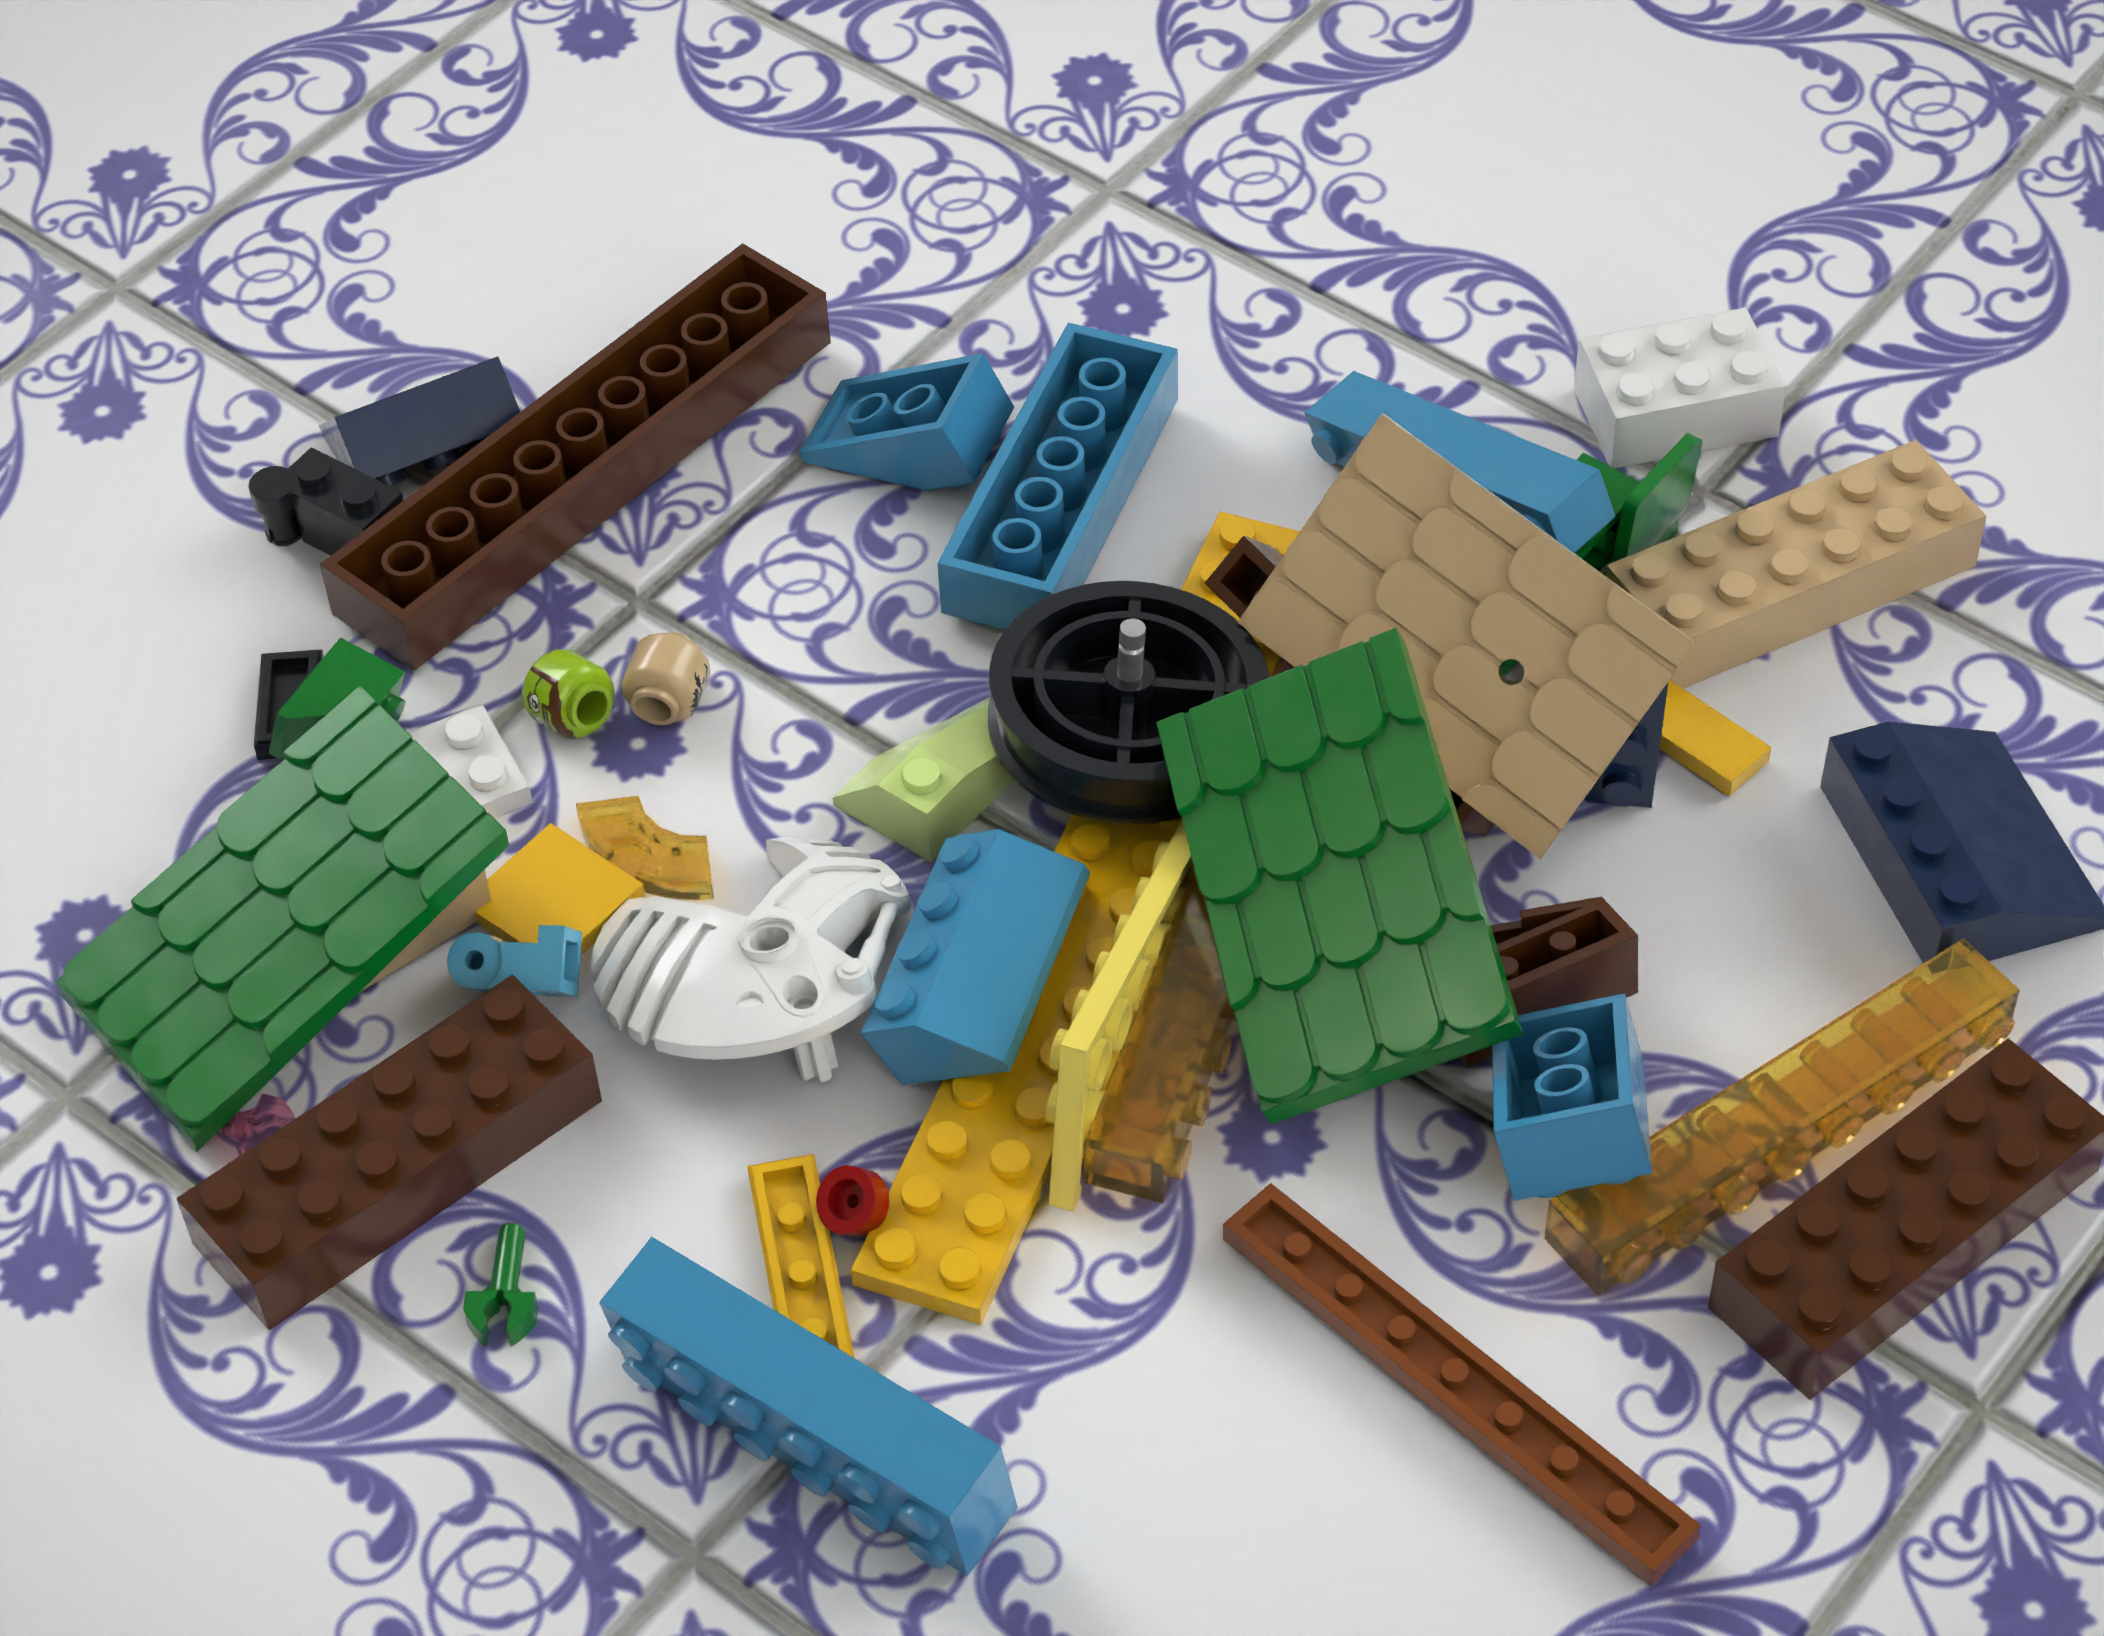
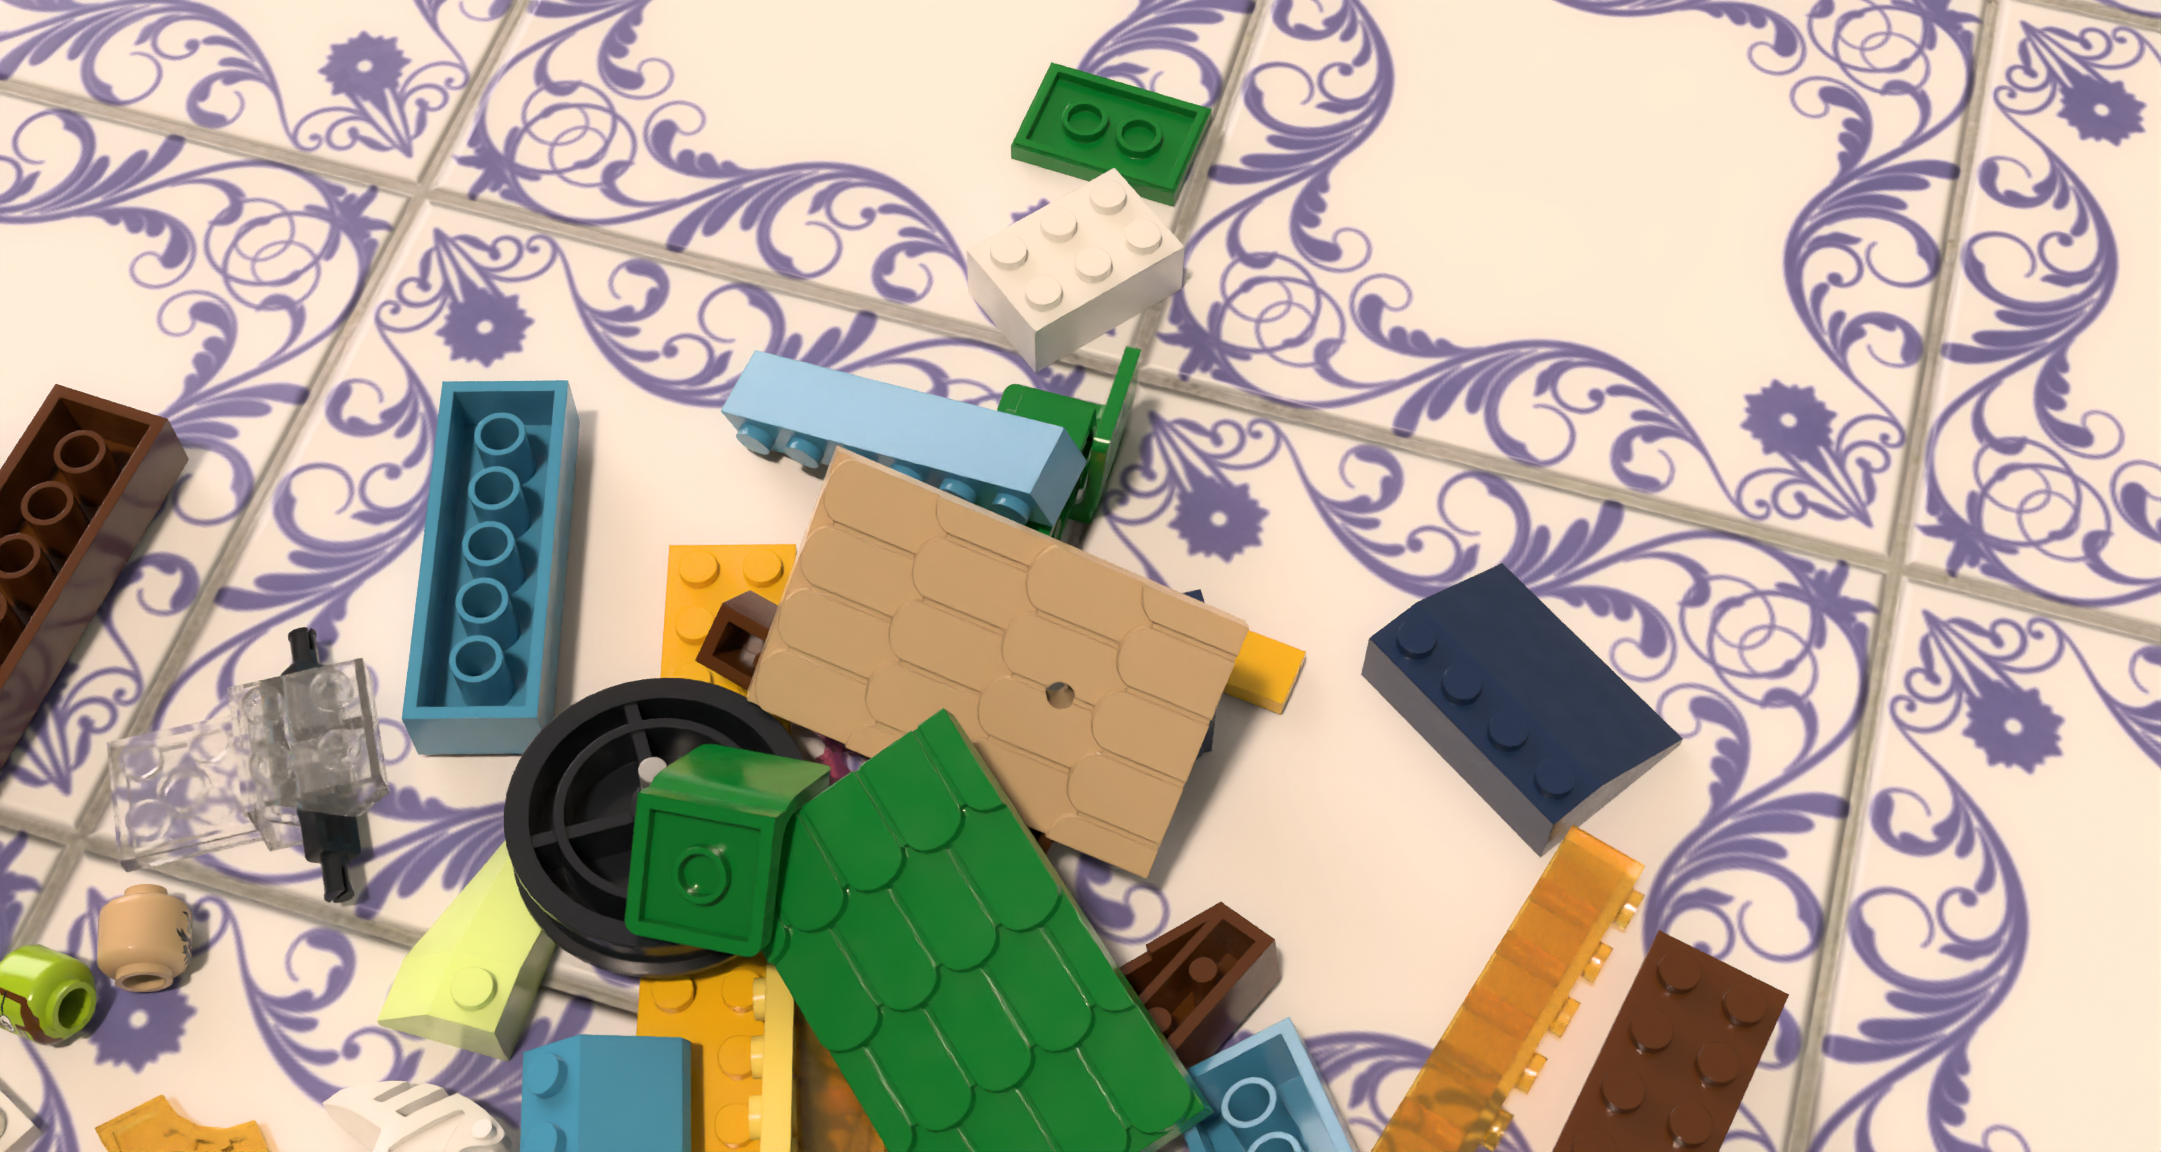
camera: 25 degrees left, 10 degrees up
(823, 586) = (279, 770): none -> clear piece
(913, 424) = (310, 539): dark azure slope -> none
(1154, 705) = (713, 846): none -> green piece
(1786, 296) = (1099, 124): none -> green tile
(1806, 559) = (1254, 439): tan brick -> none

